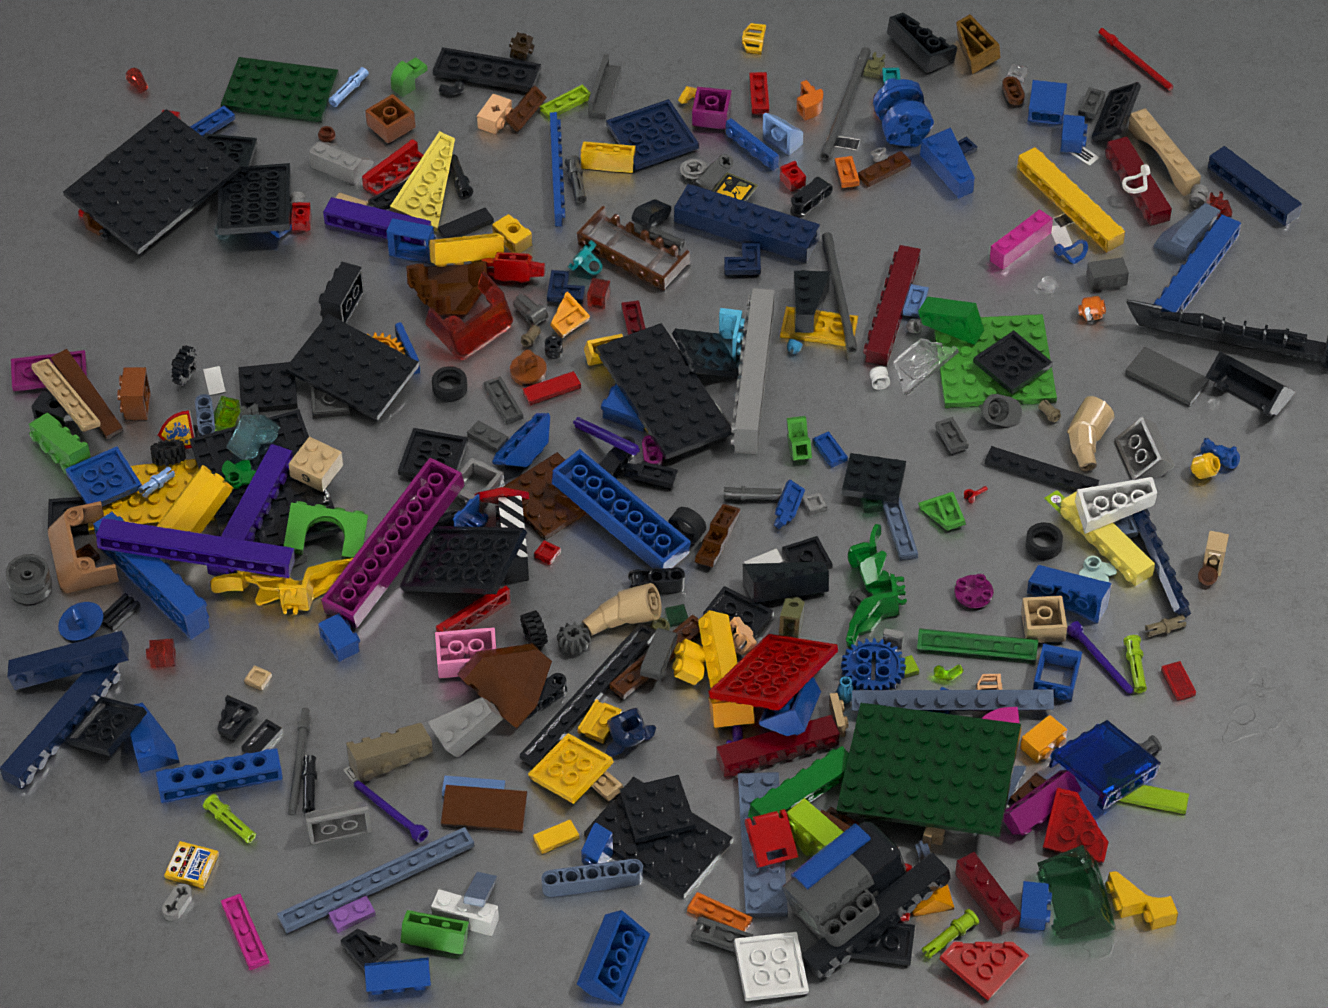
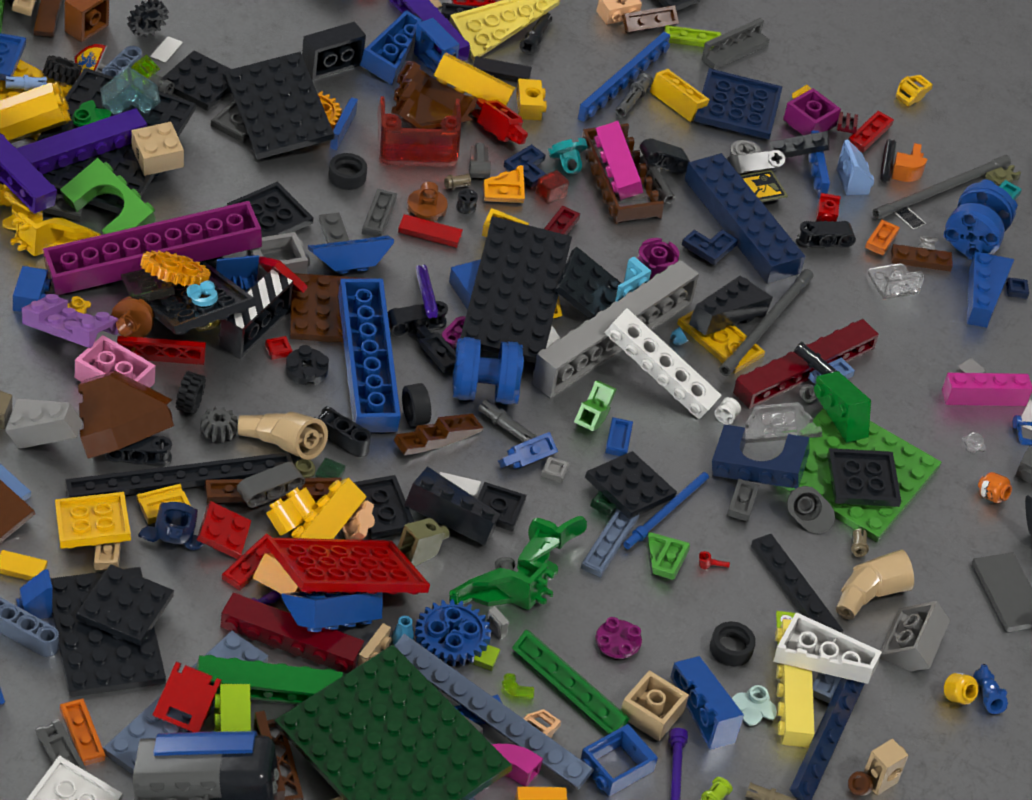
camera: 30 degrees right, 5 degrees down
(379, 267) = (389, 50): none -> blue wedge
(381, 646) = (54, 317): none -> medium lavender piece
(382, 629) = (79, 304): none -> yellow plate
(423, 572) = (146, 287): none -> clear smoke plate
(437, 546) = (174, 268): none -> light orange gear
(440, 605) = (134, 317): none -> dark orange tile
(478, 544) = (206, 288): none -> medium azure piece
(580, 542) = (307, 356): none -> black plate
(629, 239) = (619, 160): none -> dark pink brick
(659, 709) = (224, 530): none -> red plate
(697, 717) = (243, 570): none -> red tile
(700, 470) = (501, 372): none -> blue piece
(727, 295) = (657, 255): none -> magenta brick
(729, 138) = (802, 144): none -> black plate
(741, 95) = (848, 119): none -> dark red tile
(791, 107) = (888, 158): none -> black axle
(815, 374) = (662, 363): none -> white brick
(887, 200) = (896, 281): none -> clear bracket
(904, 299) = (813, 359): none -> black pin
(912, 506) = (641, 532): none -> blue bar
(921, 414) = (782, 471): none -> dark blue arch
(995, 232) = (970, 366): none -> light grey tile

